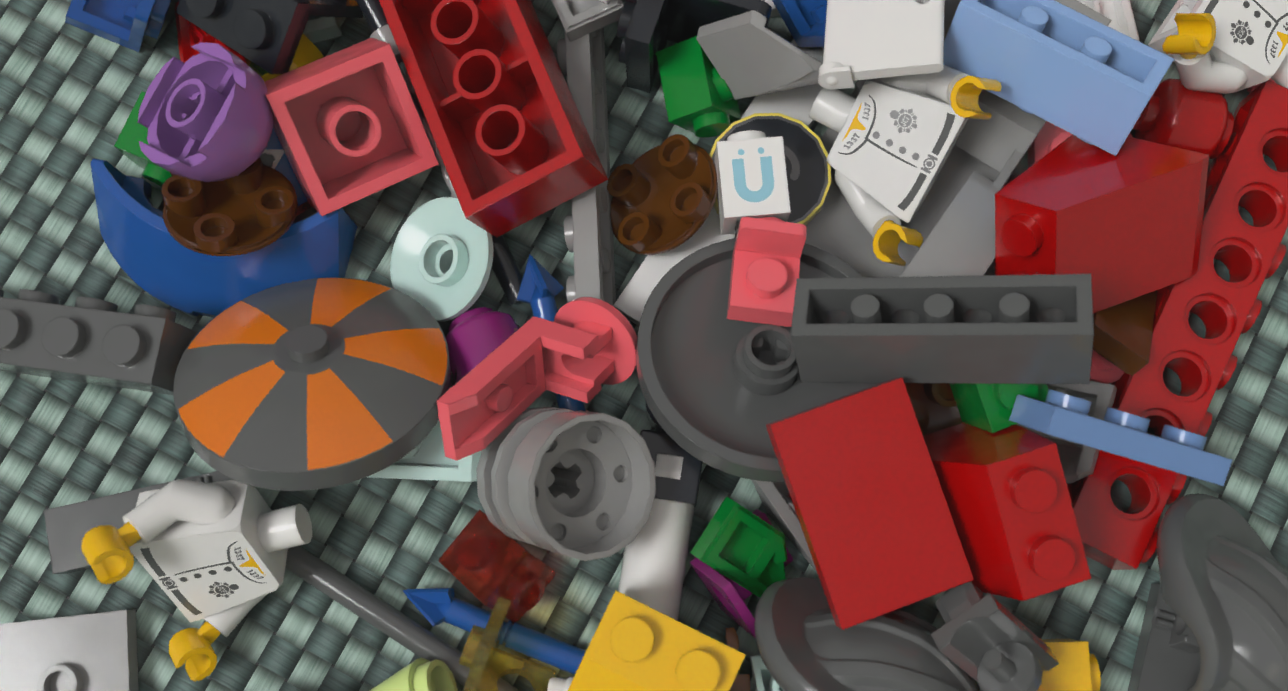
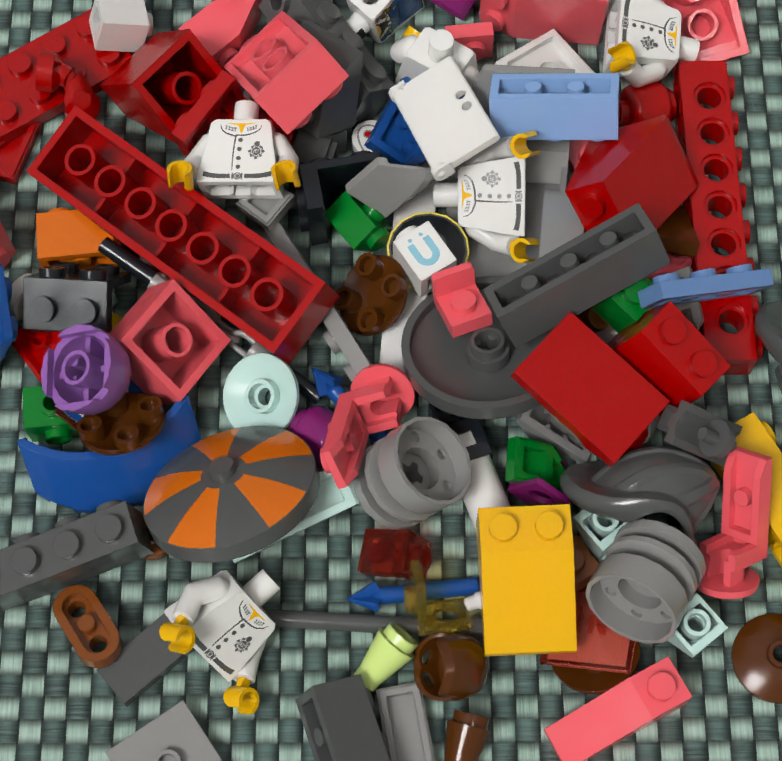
camera: 30 degrees left, 10 degrees down
(56, 452) = (88, 629): none -> dark orange plate

